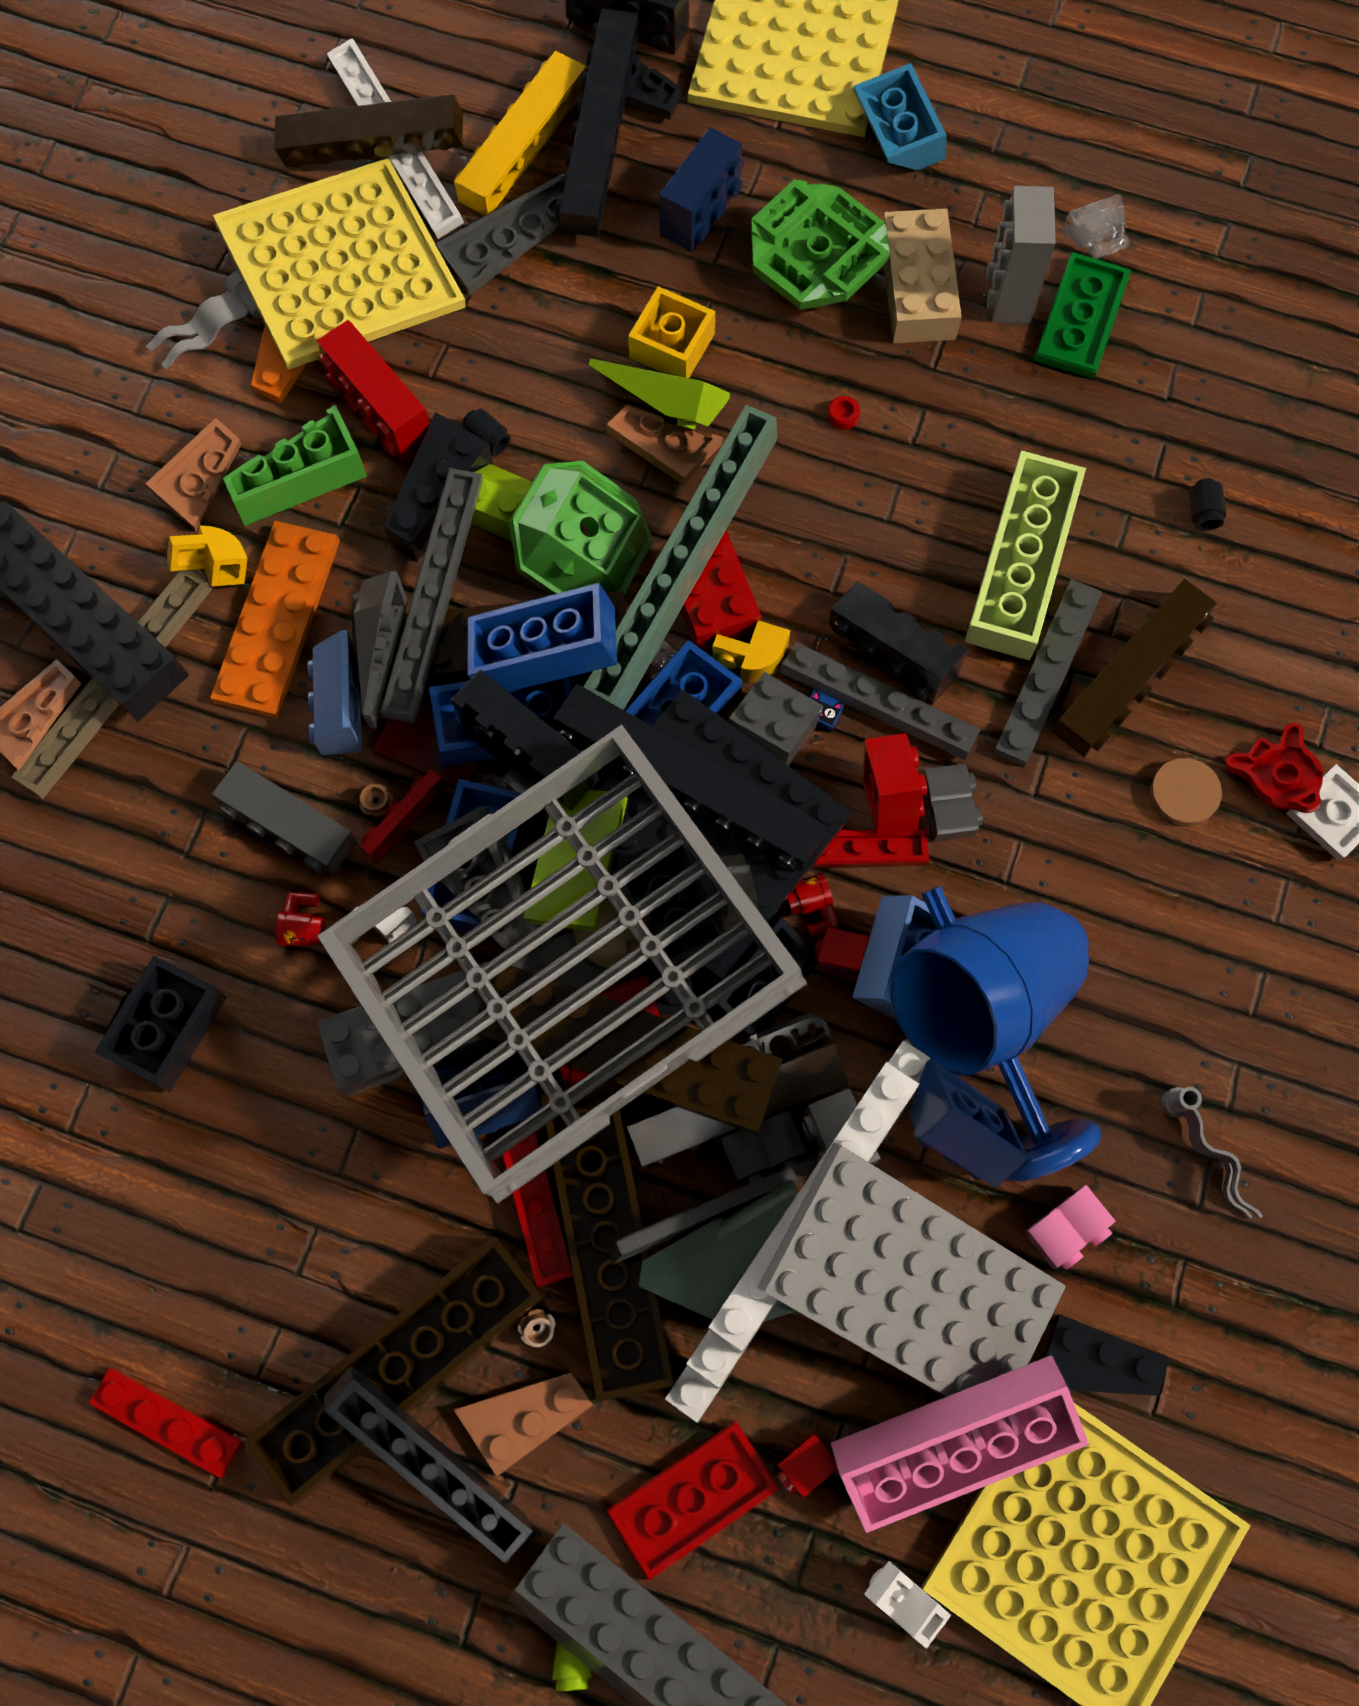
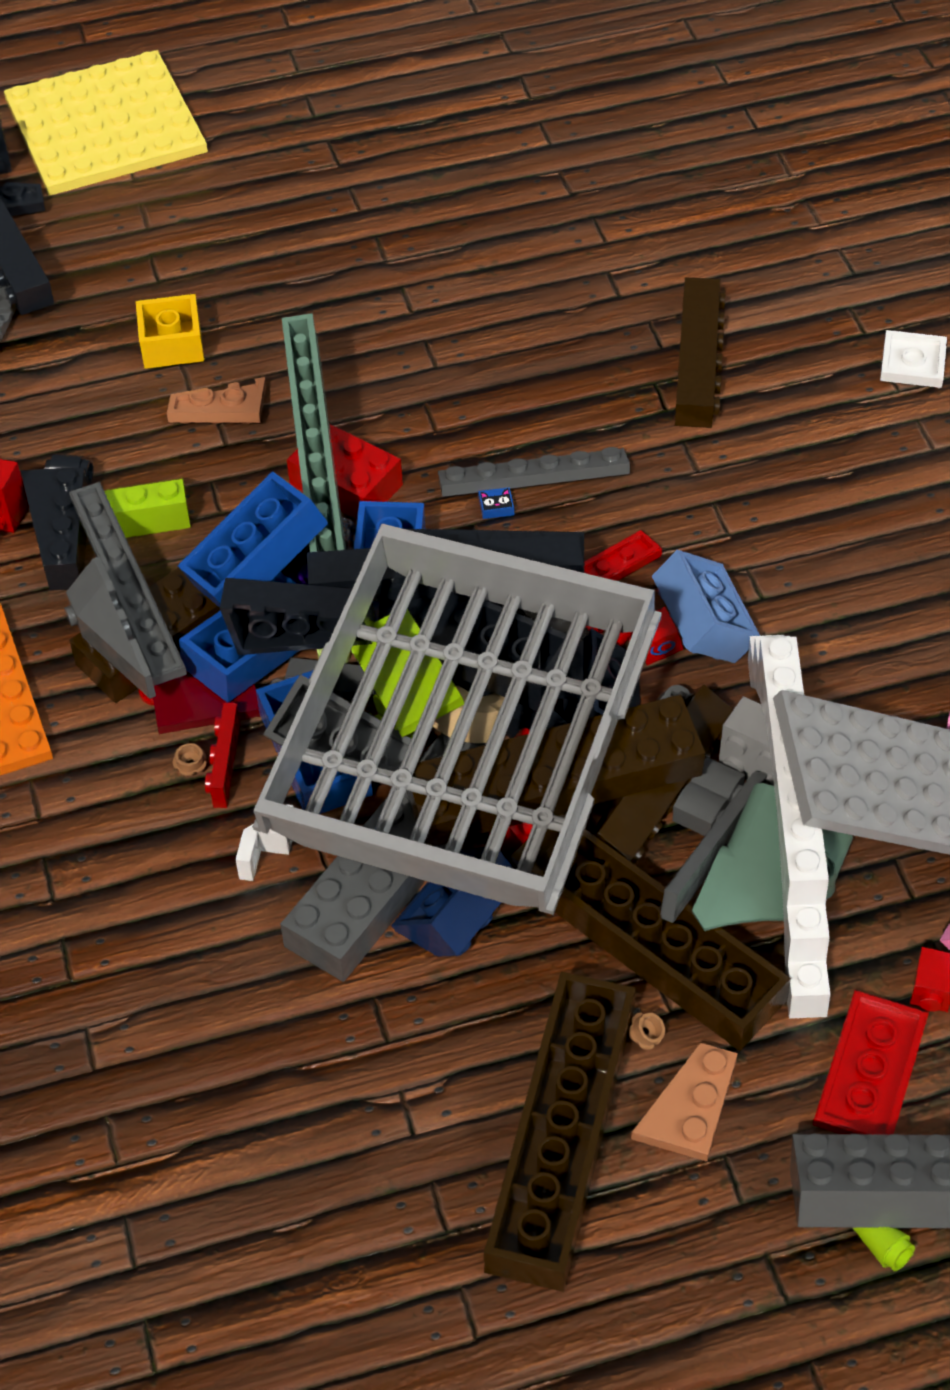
camera: 35 degrees left, 20 degrees down
(161, 1023) = (142, 1016): black brick -> none
(166, 1422) = (396, 1313): red plate -> none
(284, 818) = (123, 814): dark grey brick -> none
(296, 927) = (199, 880): red piece -> none
(335, 697) = (97, 701): medium blue slope -> none
(427, 1464) = (651, 1155): black brick -> none
(540, 1221) = (568, 946): red plate -> none
(549, 537) = (200, 480): bright green piece -> none
(675, 396) = (207, 363): lime wedge -> none
(701, 189) = (114, 232): dark blue brick -> none
(762, 654) = (416, 486): yellow brick -> none
(777, 717) = (469, 509): dark grey brick -> none
(817, 244) = (236, 221): bright green piece -> none
(843, 412) = (343, 317): red tile -> none
(893, 784) = (596, 505): red brick -> none
(897, 642) = (516, 425): black wedge -> none
(903, 118) = (234, 117): dark azure slope -> none
(921, 276) = (329, 206): tan brick -> none
(951, 803) = (643, 502): dark grey brick -> none
(965, 1125) = (852, 659): dark blue slope -> none
(988, 995) = (787, 576): blue piece -> none
(1021, 254) = (400, 144): light grey brick -> none
(1025, 555) = (561, 326): yellowish green brick -> none
(1047, 673) = (639, 392): dark grey plate -> none
(1082, 315) = (467, 175): green tile -> none
(1097, 223) = (432, 117): clear piece -> none
(1186, 791) = (801, 406): medium nougat tile -> none
(1207, 504) = (658, 233): black brick -> none
(1281, 773) = (854, 355): red tile -> none

